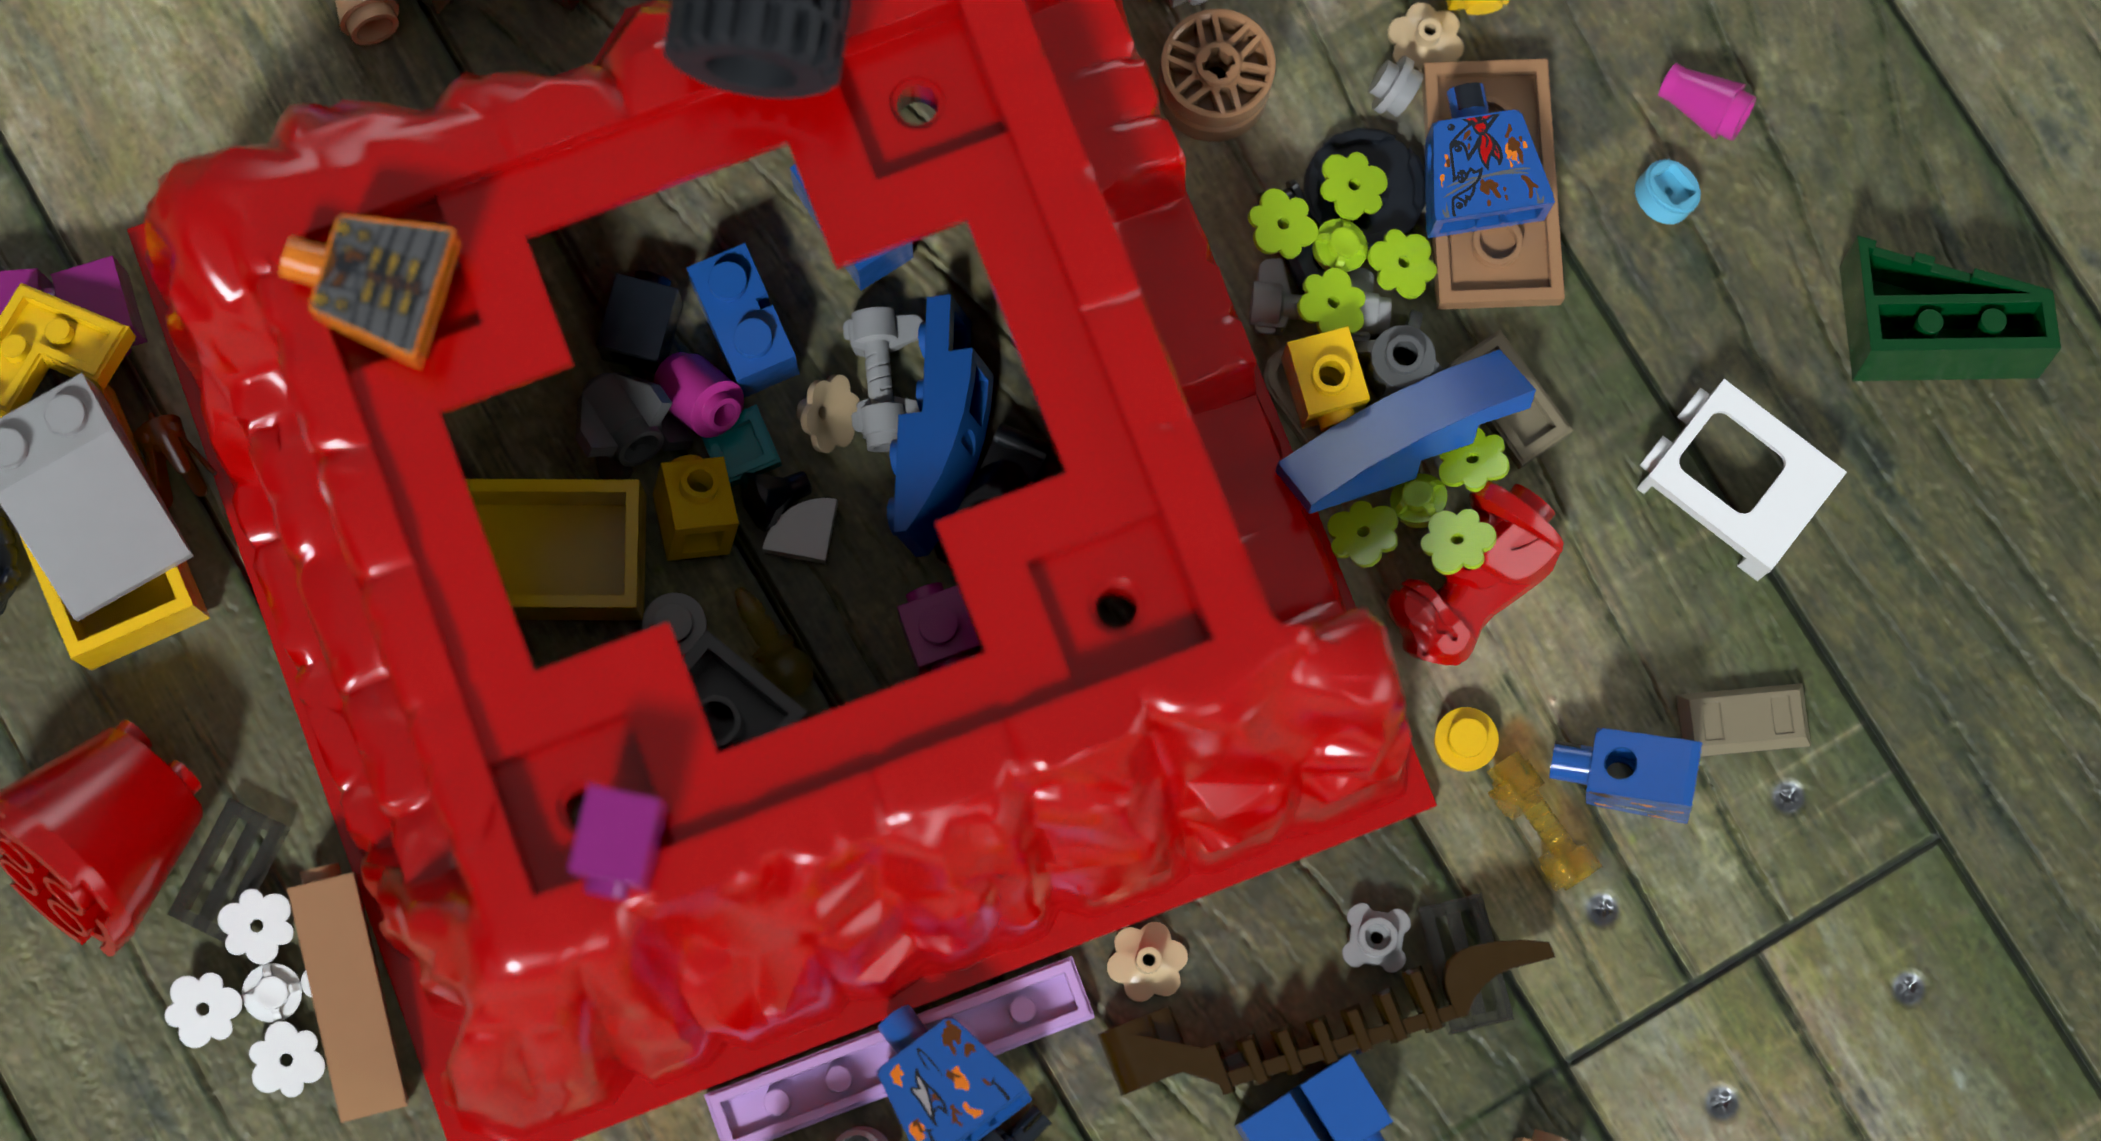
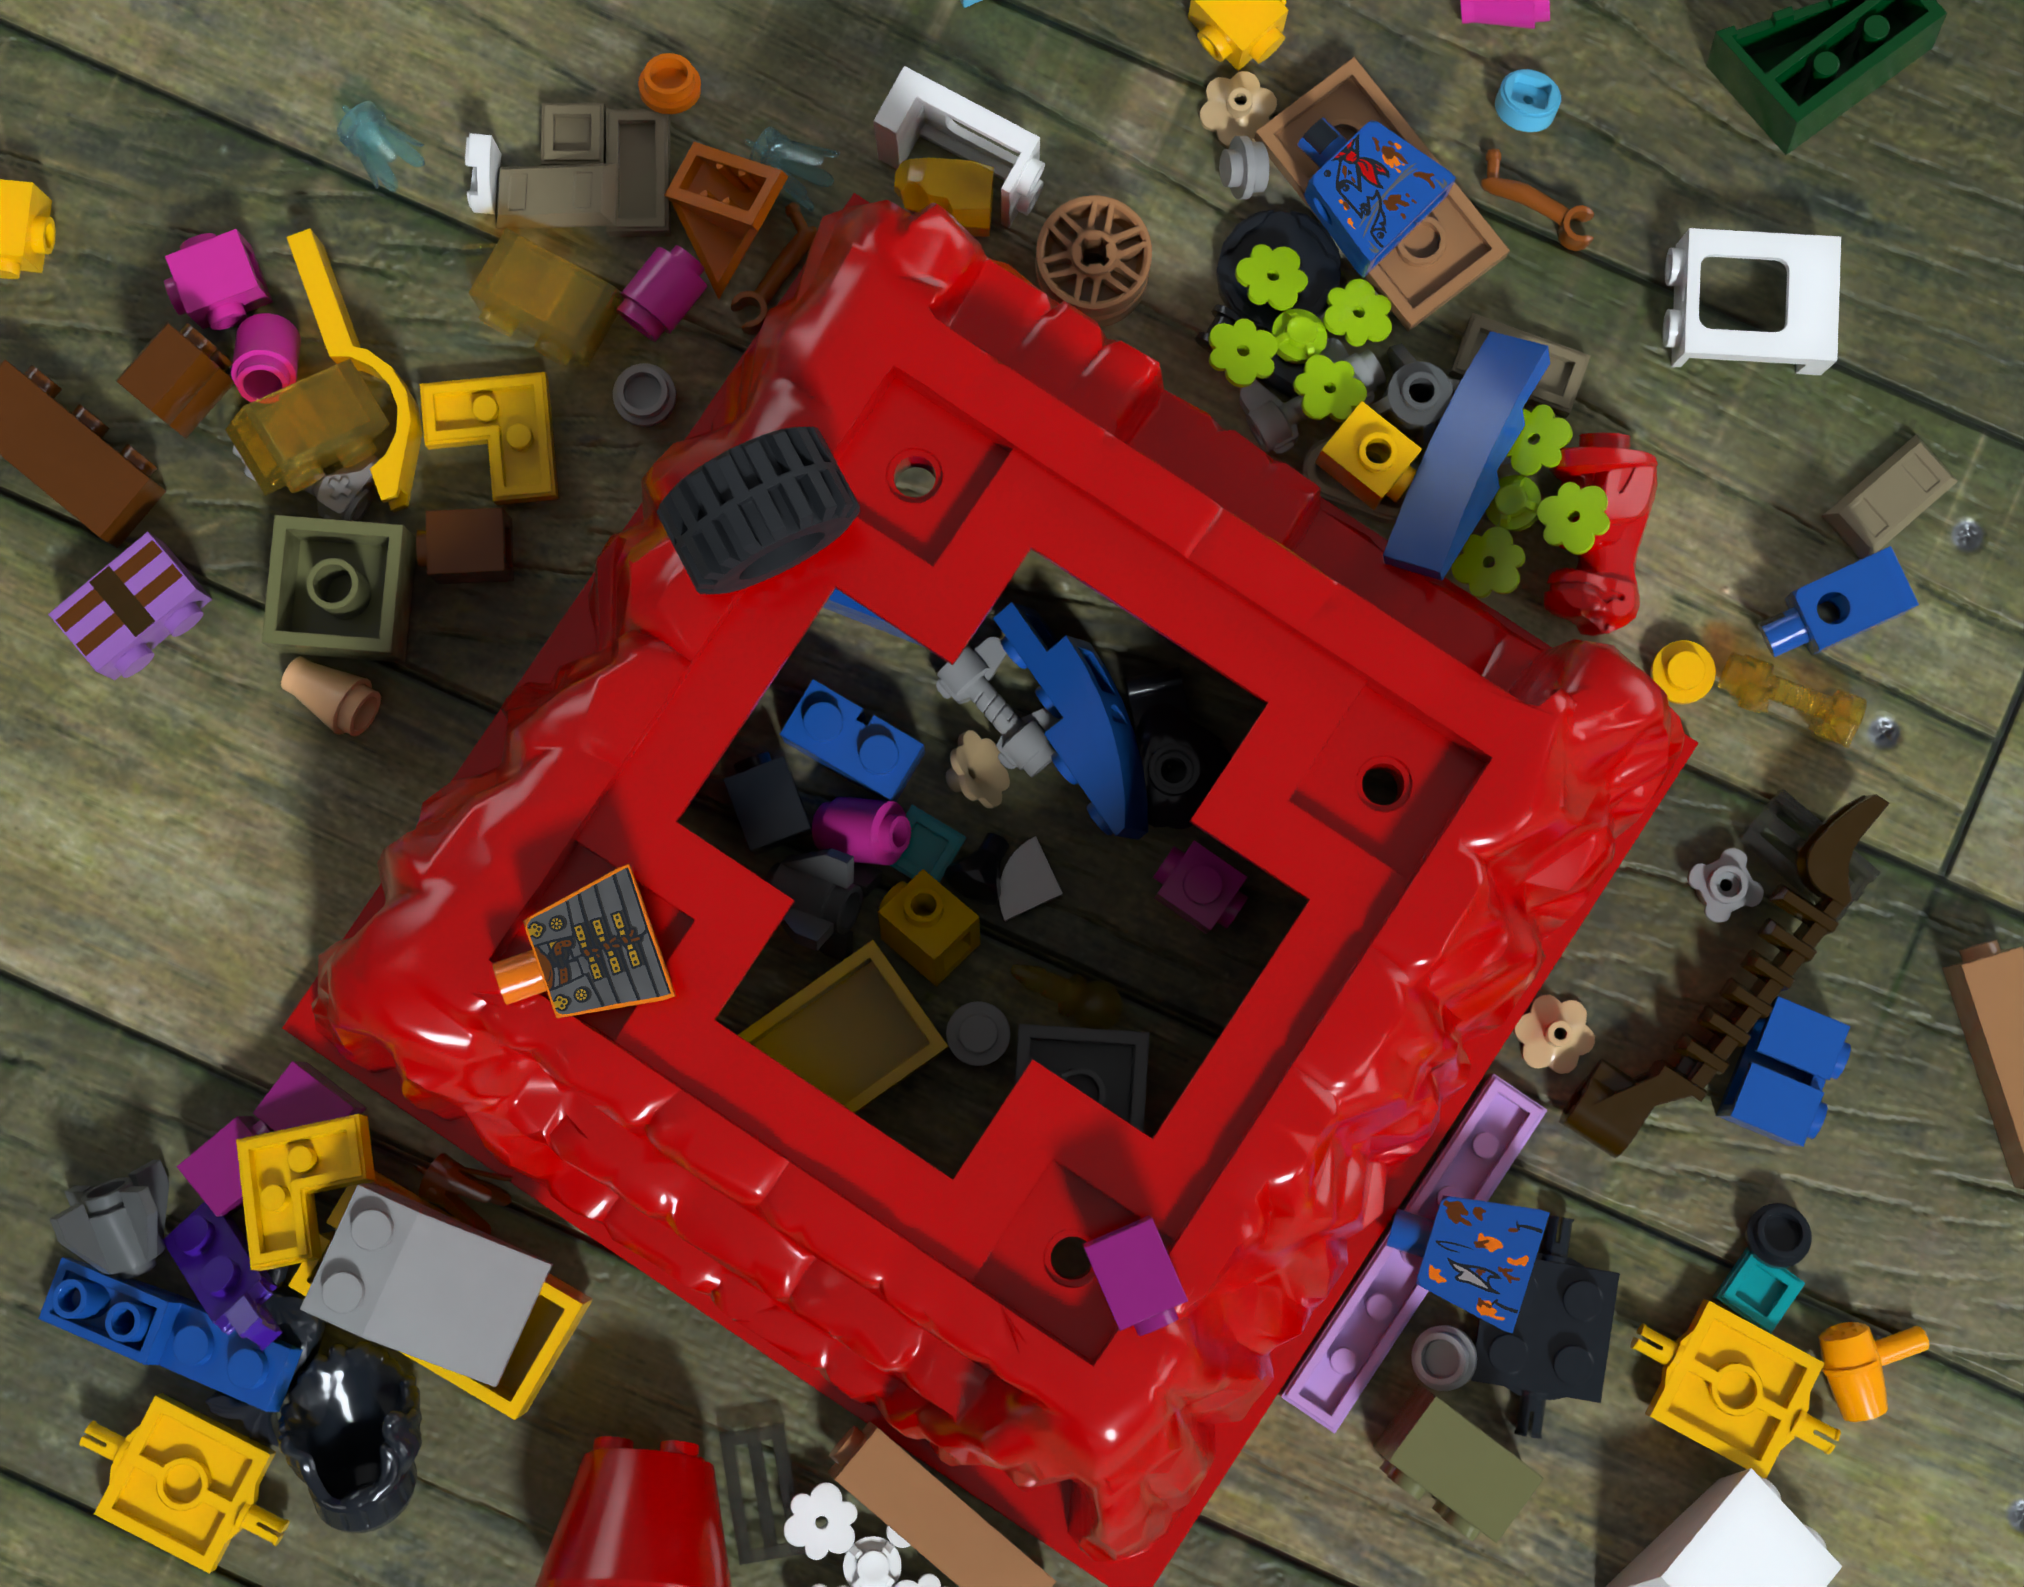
camera: 30 degrees left, 5 degrees up
(1618, 277) = (1537, 201): none -> dark orange piece

